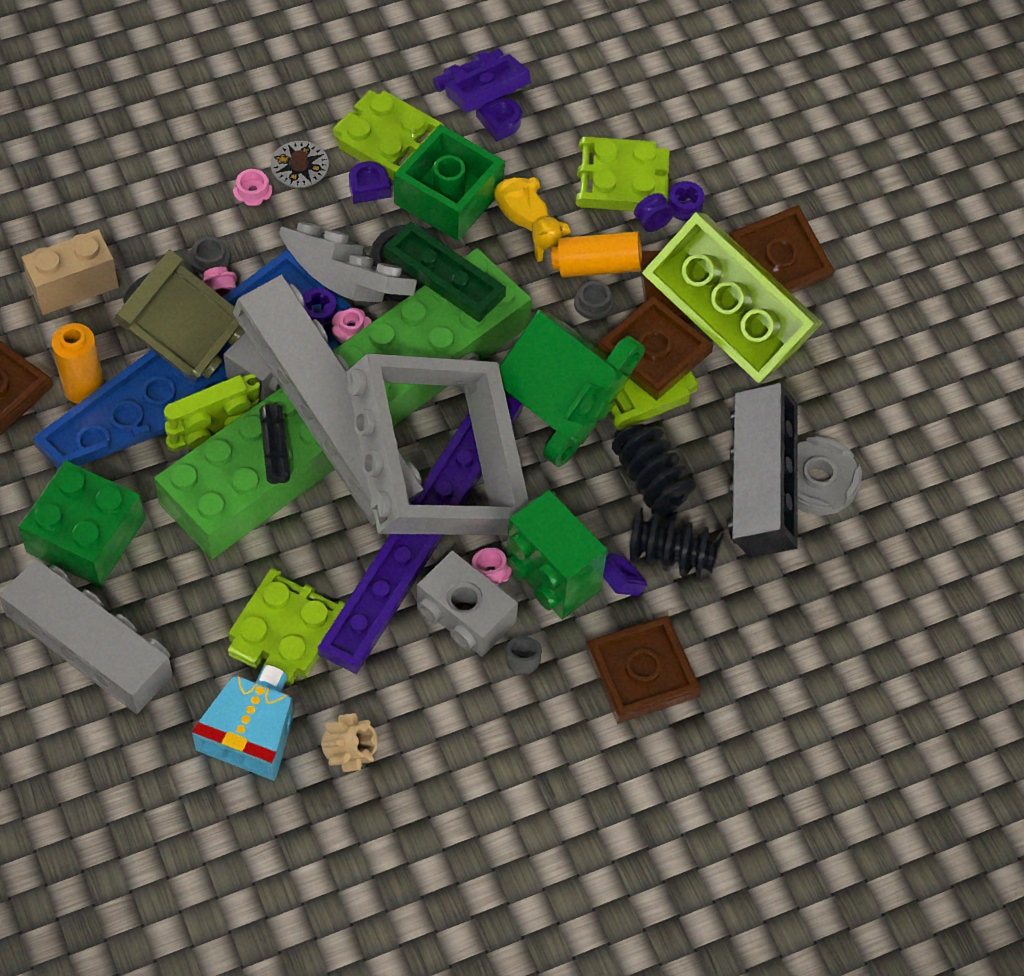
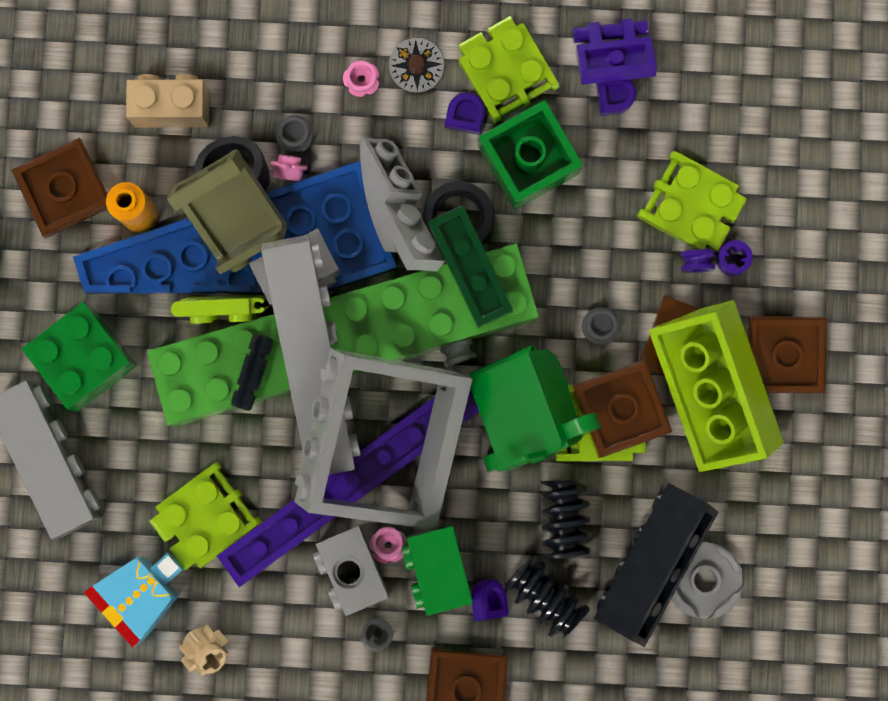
camera: 30 degrees right, 25 degrees up
(326, 300) = (348, 230): dark purple bush -> none
(343, 318) = (371, 260): bright pink plate -> none
(525, 208) = (585, 209): yellow animal -> none
(598, 254) = (624, 287): light orange brick -> none

